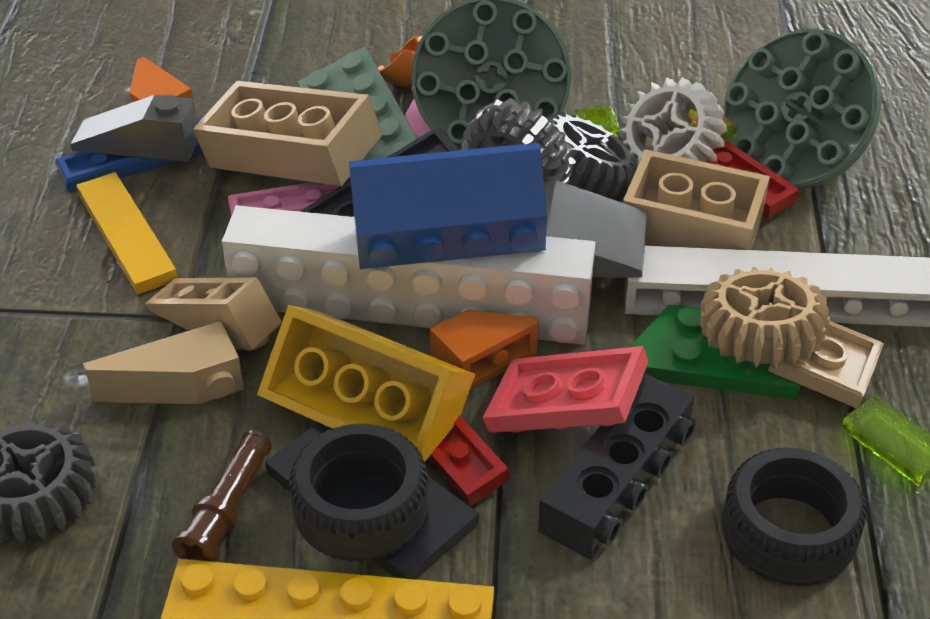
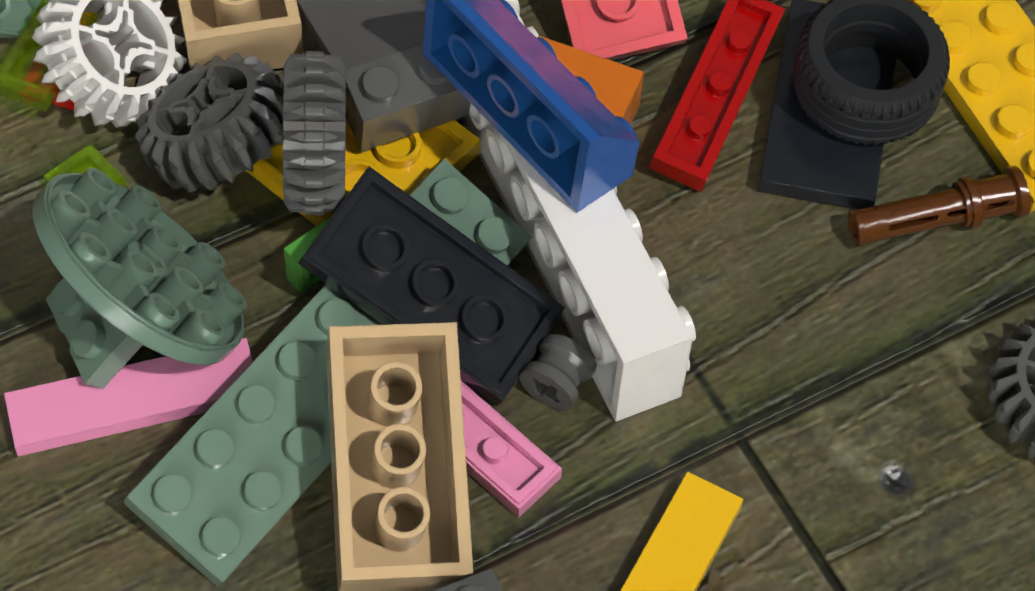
camera: 125 degrees left, 15 degrees up
(172, 370) = (831, 352): tan slope -> none
(235, 302) = (724, 385): tan slope -> none
(357, 377) = (732, 145): yellow slope -> none
(400, 69) = (106, 446): orange hair -> none

